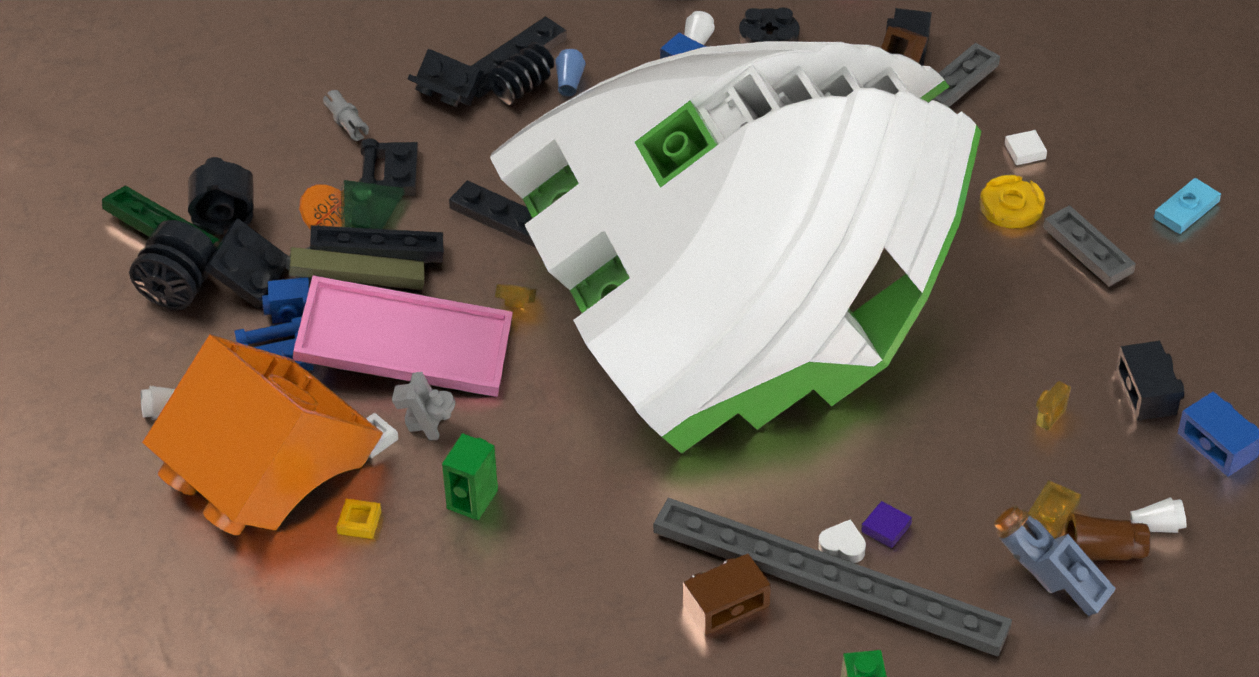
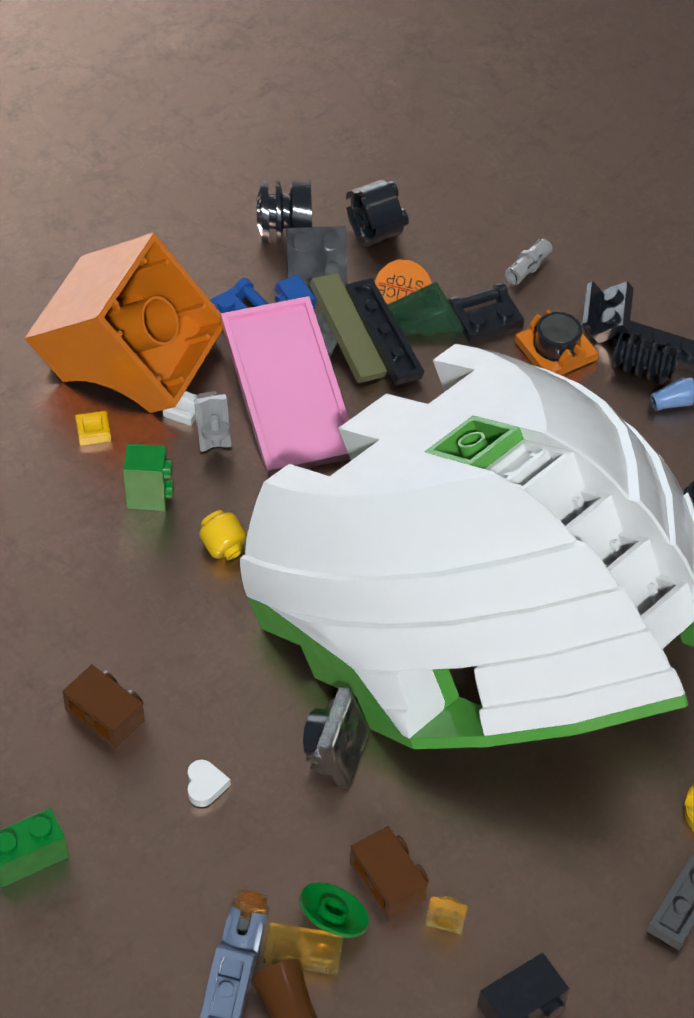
camera: 65 degrees right, 5 degrees up
(141, 212) = (342, 179): dark green plate -> none
(463, 130) = (558, 343): none -> piece
(565, 443) = (223, 535): none -> yellow head
(835, 576) = (157, 792): dark grey plate -> none
(847, 419) = (336, 738): none -> clear smoke piece
(886, 524) = (241, 812): dark purple tile -> none
(996, 432) = (389, 872): none -> reddish brown brick
(1022, 481) = (334, 910): none -> green dish

